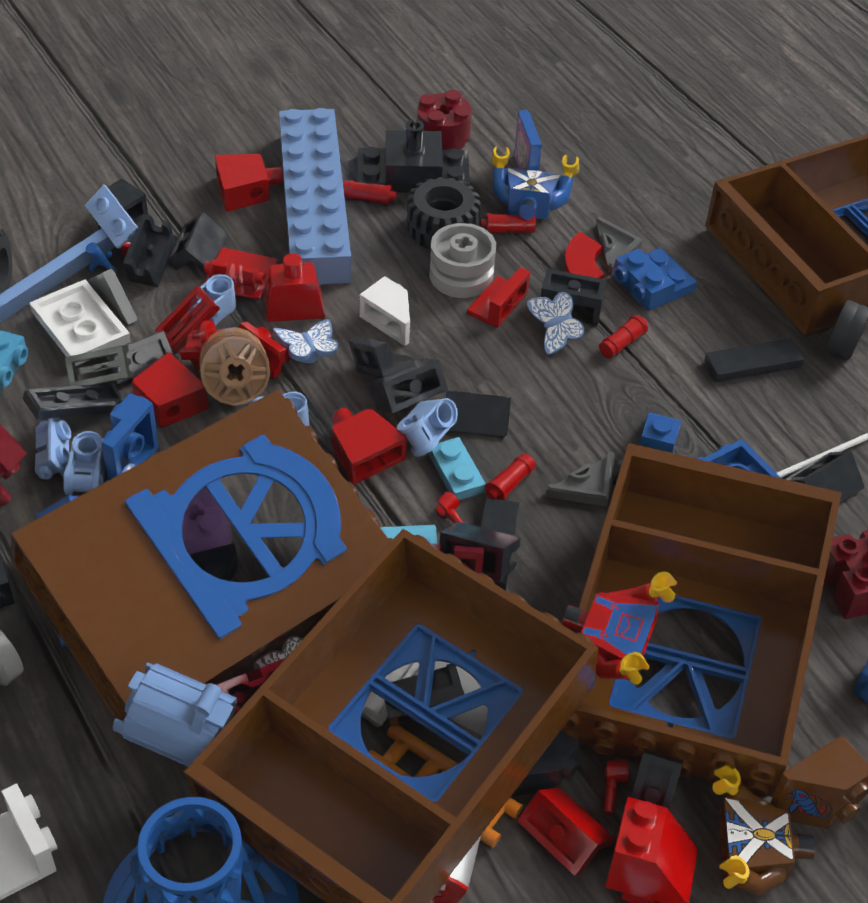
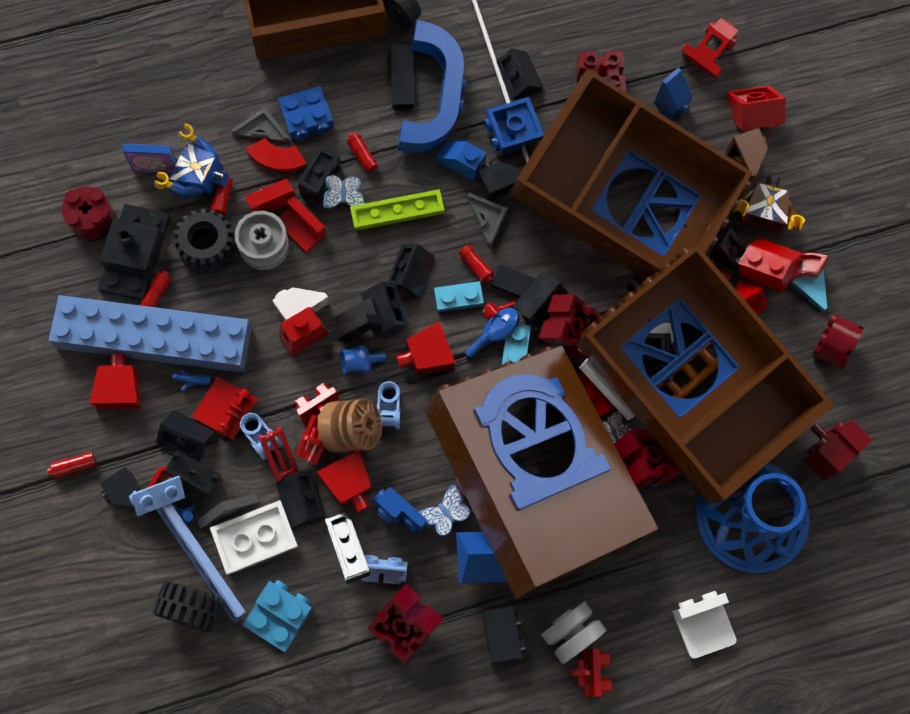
camera: 80 degrees left, 25 degrees up
(85, 464) = (410, 547): light blue piece -> none
(123, 363) = (312, 526): pearl dark grey tile -> none
(143, 164) = (70, 465): none -> red piece
(174, 713) = (674, 500): medium blue container -> none
(269, 238) = (192, 379): none -> blue bar
(293, 291) = (268, 370): red torso -> none
(308, 346) = (321, 369): medium blue animal -> none
(333, 377) = (359, 360): none -> blue piece
(356, 310) = (301, 330): none -> red torso
(416, 513) = (496, 330): none -> blue piece
(428, 424) = (424, 304): light blue piece -> none
(512, 256) = (271, 197): none -> red panel
(557, 383) = (397, 210): none -> lime plate
(622, 626) = (657, 231): torso -> none
(747, 404) = (443, 47): none -> blue arch

